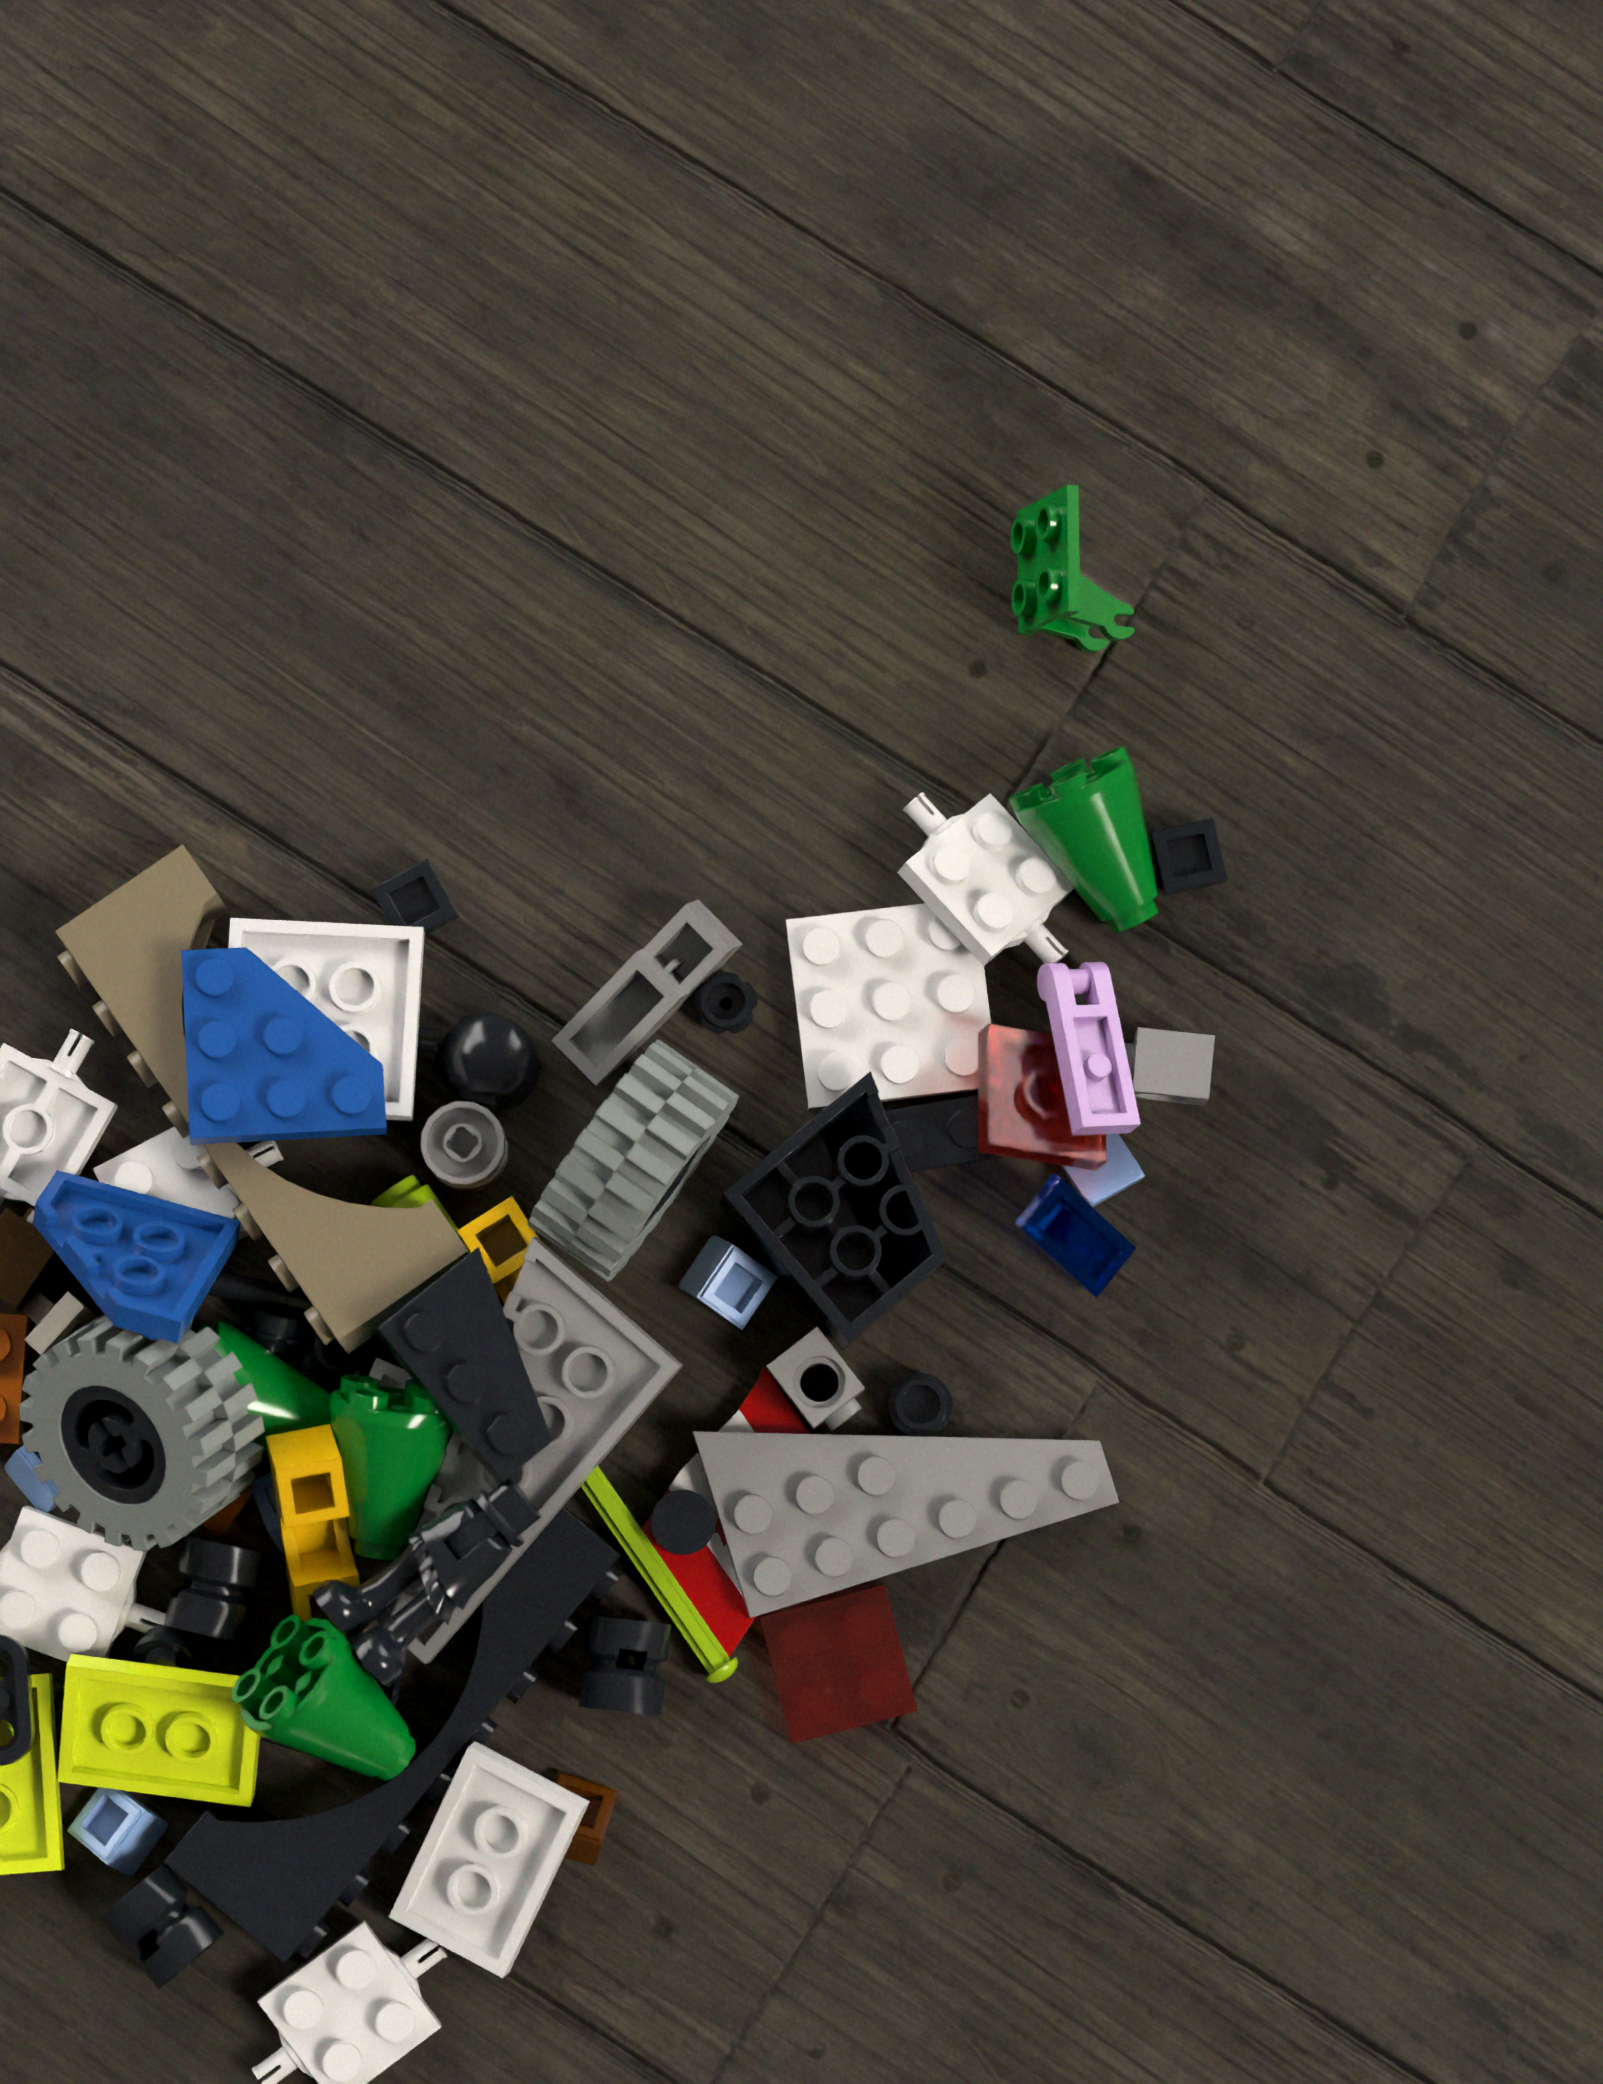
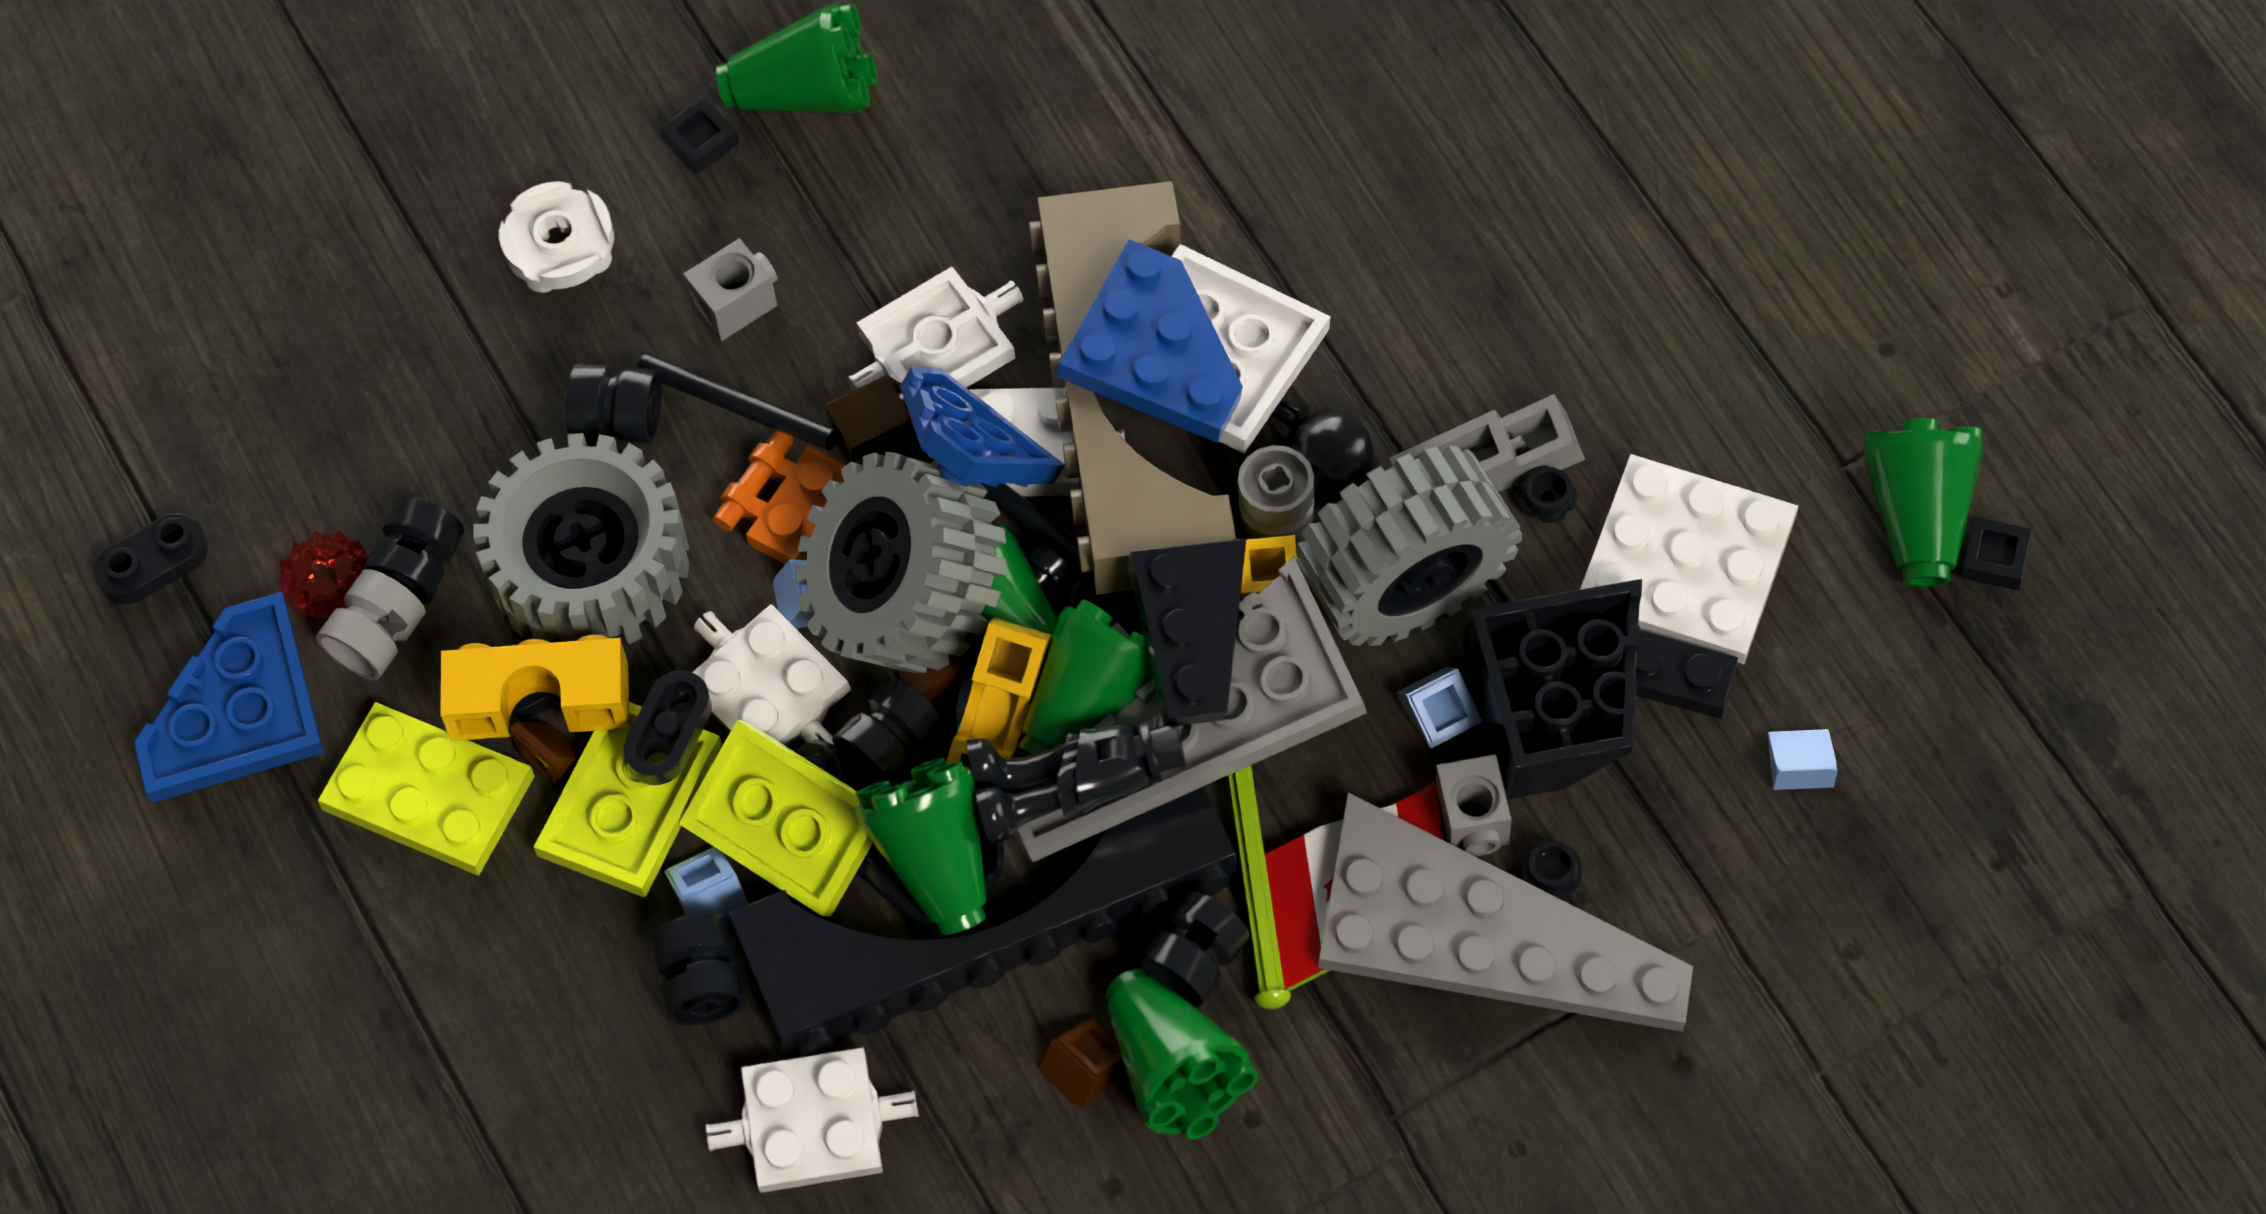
camera: 35 degrees right, 20 degrees down
(416, 899) = (1344, 306): black plate -> none
(489, 1859) = (995, 1043): white plate -> none
(659, 1783) = (1175, 1057): none -> green cone
(682, 1522) = (1301, 861): black tile -> none
(838, 1664) = (1374, 1043): clear red plate -> none
(985, 879) = (1814, 493): white plate -> none
(1025, 1102) = (1778, 670): clear red plate -> none
(1049, 585) = (1983, 303): green plate -> none
(1073, 1236) = (1750, 785): clear blue slope -> none
(1089, 1048) = (1837, 649): lavender plate -> none
(1171, 1065) = (1899, 700): light grey brick -> none

